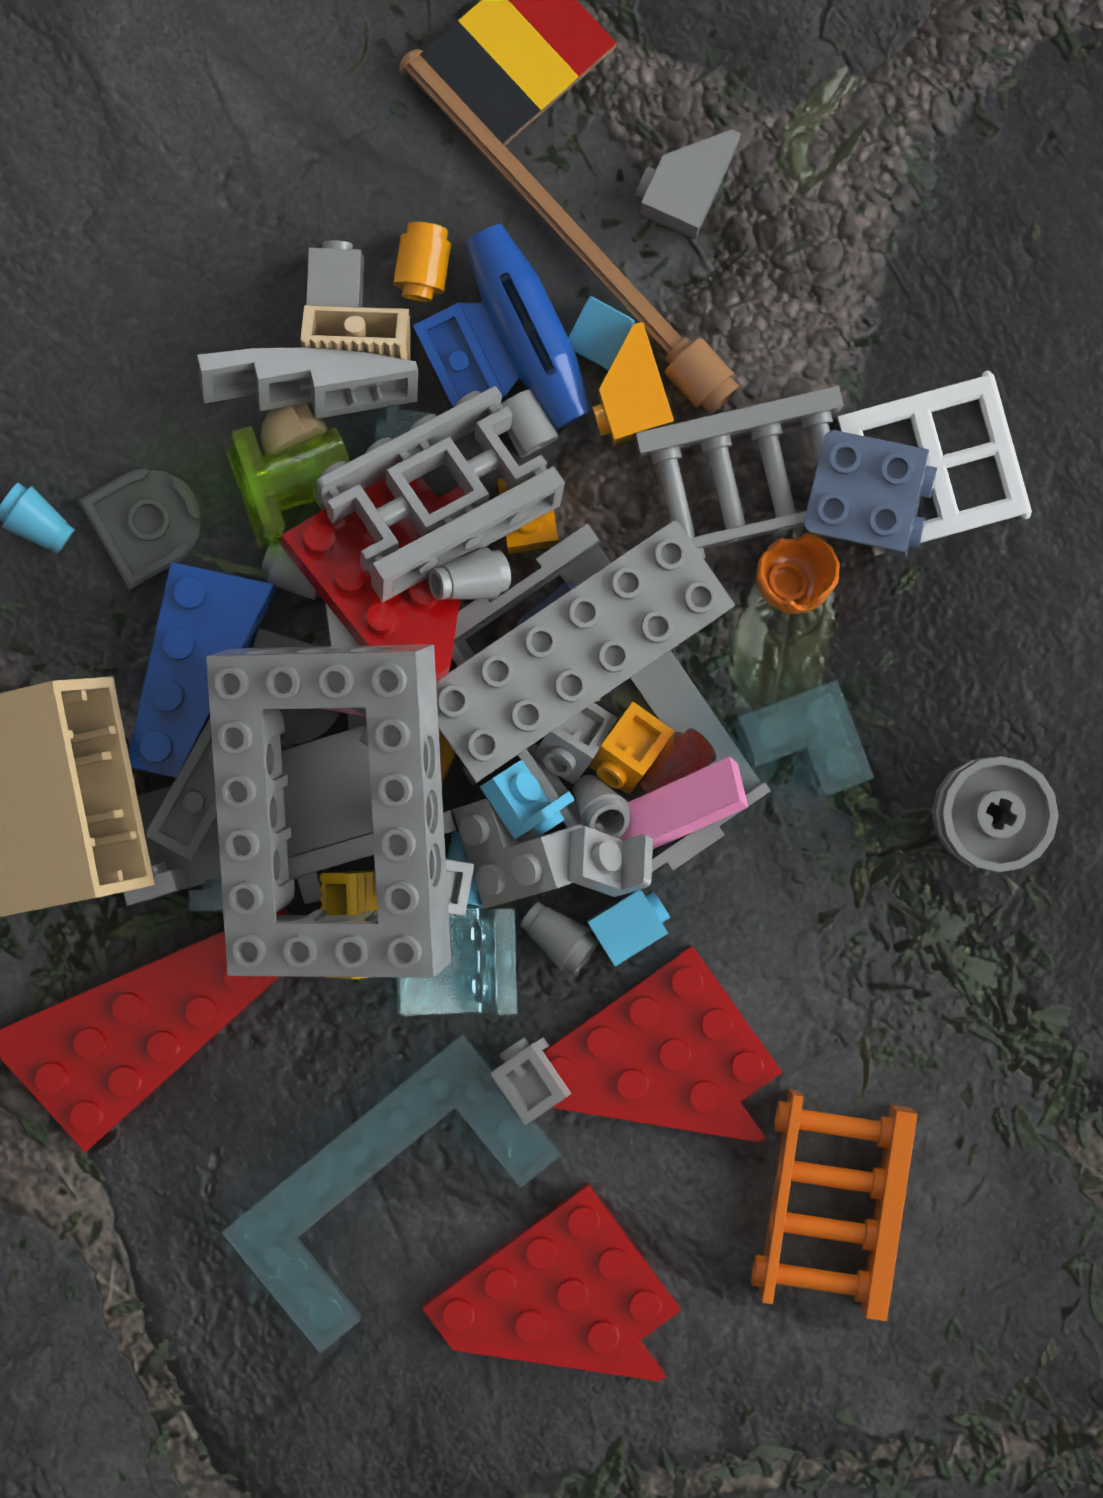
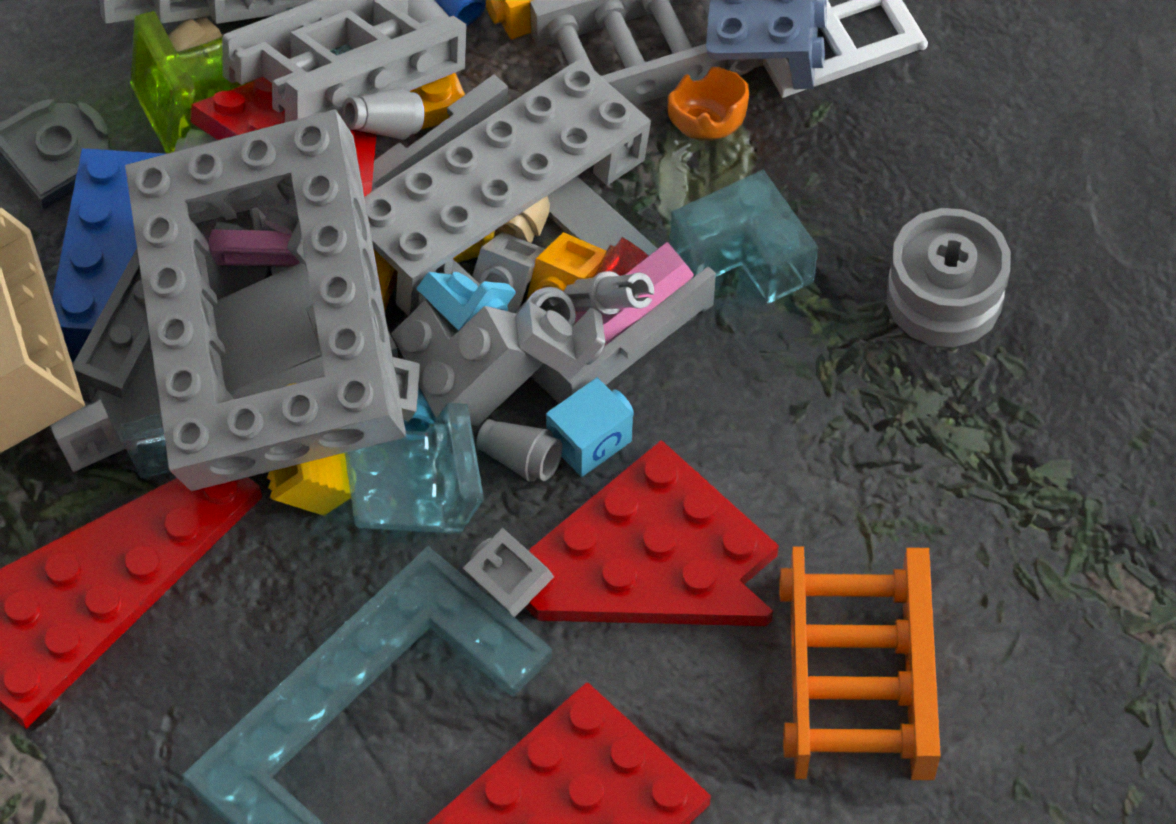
camera: 15 degrees left, 30 degrees down
(663, 816) = (610, 292): none -> light grey axle

